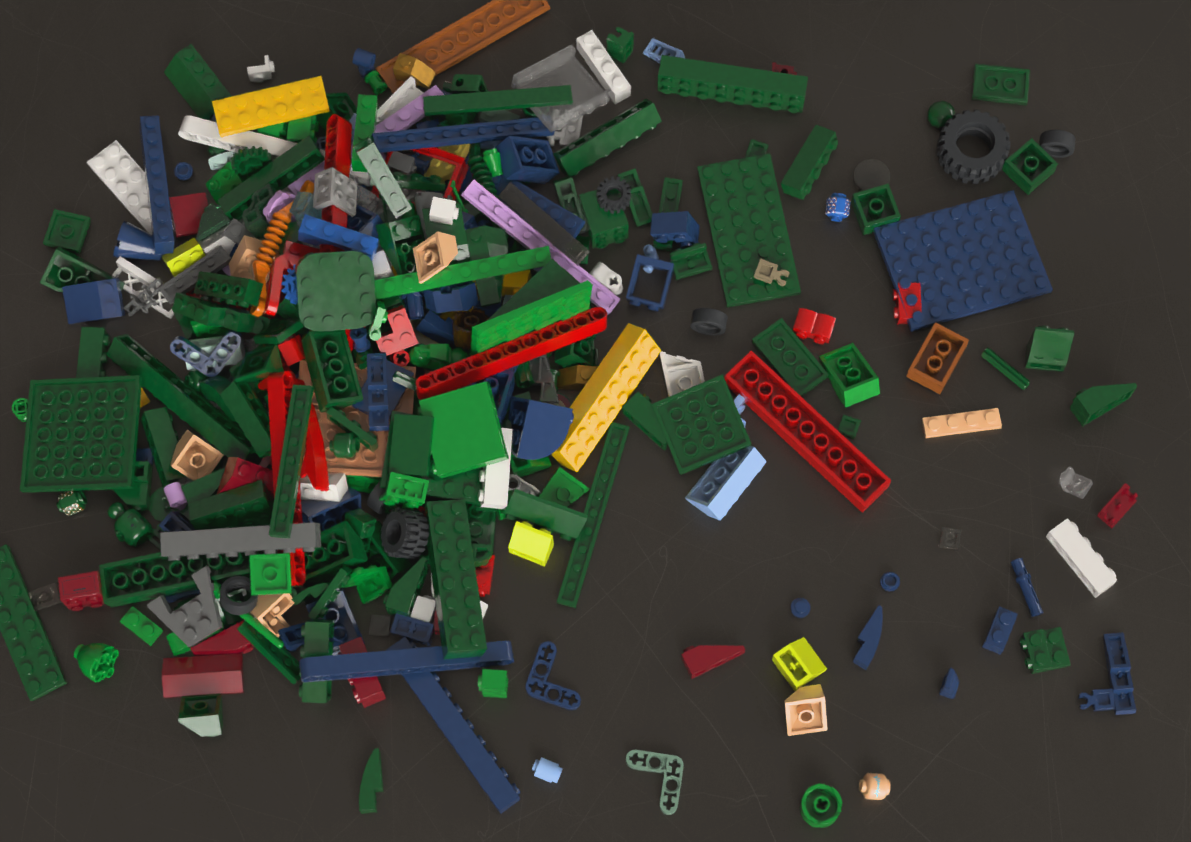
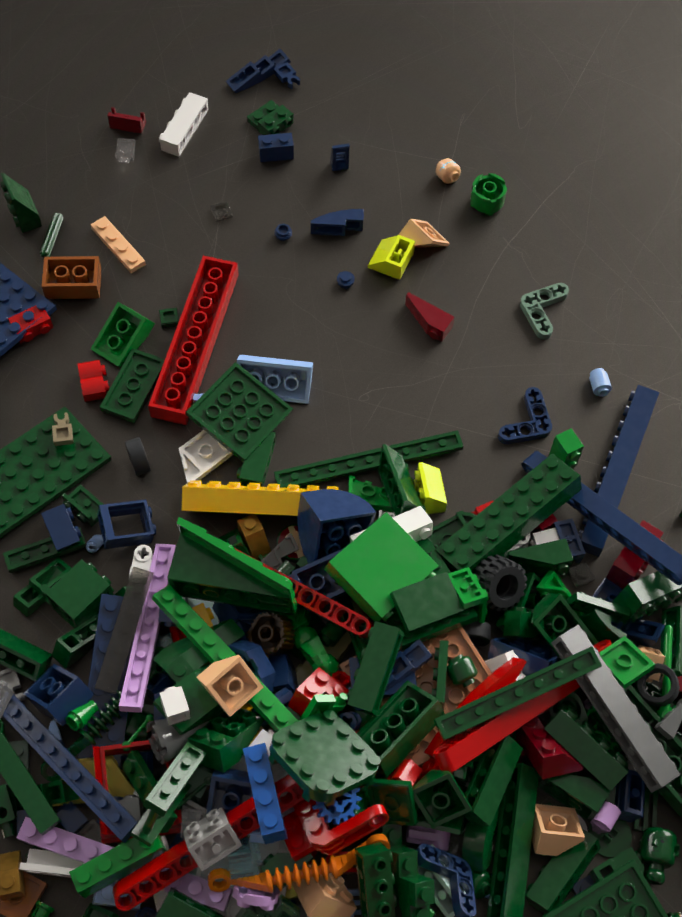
camera: 125 degrees left, 10 degrees down
(382, 372) = (375, 668): none -> dark green brick
(611, 184) = (55, 572): black tyre -> none
(1025, 583) = (225, 151): dark blue pin -> none
(1098, 400) = (48, 156): dark green slope -> none

